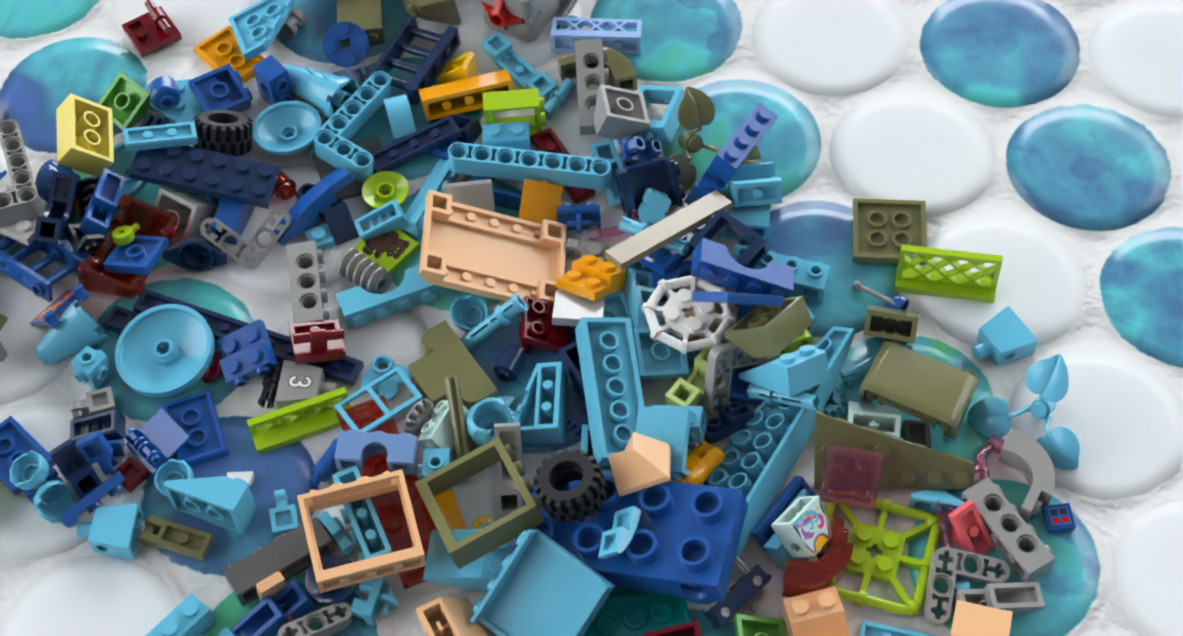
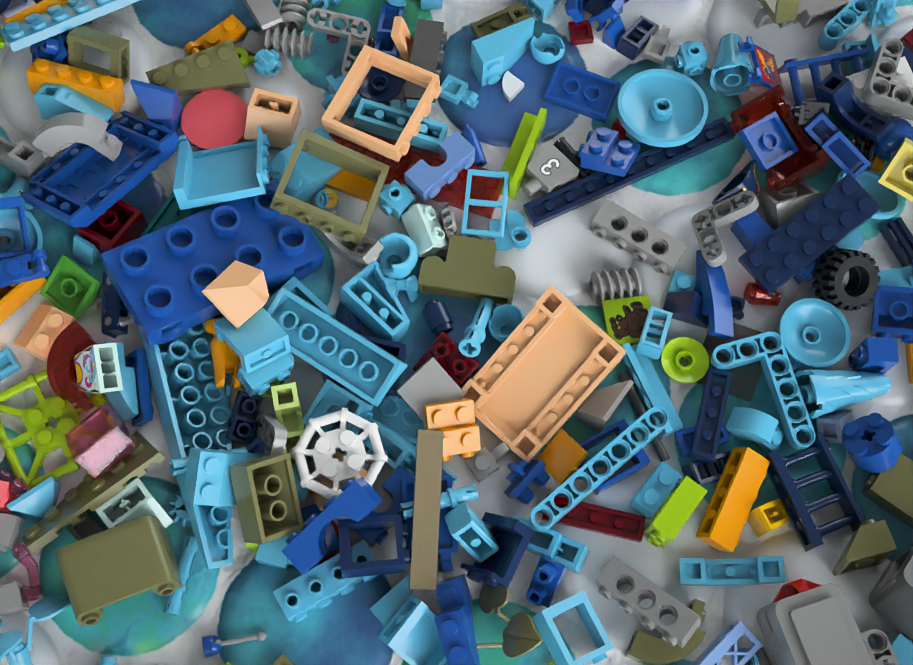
camera: 125 degrees right, 15 degrees up
(119, 319) = (720, 108): dark blue tile -> none
(124, 234) = (794, 145): lime piece -> none
(156, 440) = (589, 58): hinge -> none
(160, 136) = (867, 214): medium azure tile -> none
(317, 341) = (575, 200): dark red plate -> none
(364, 307) = (587, 258): medium azure arch -> none
(457, 416) = (415, 233): olive axle -> none
(558, 98) = (668, 573): medium azure pin -> none
(565, 468) = (268, 214): black tyre -> none
(612, 231) = (487, 499): clear pink piece -> none
(619, 112) = (591, 593): light grey slope -> none
(622, 531) = (201, 231): medium azure slope -> none
(737, 298) = (300, 483): blue tile -> none
(891, 323) = (188, 606): olive brick -> none

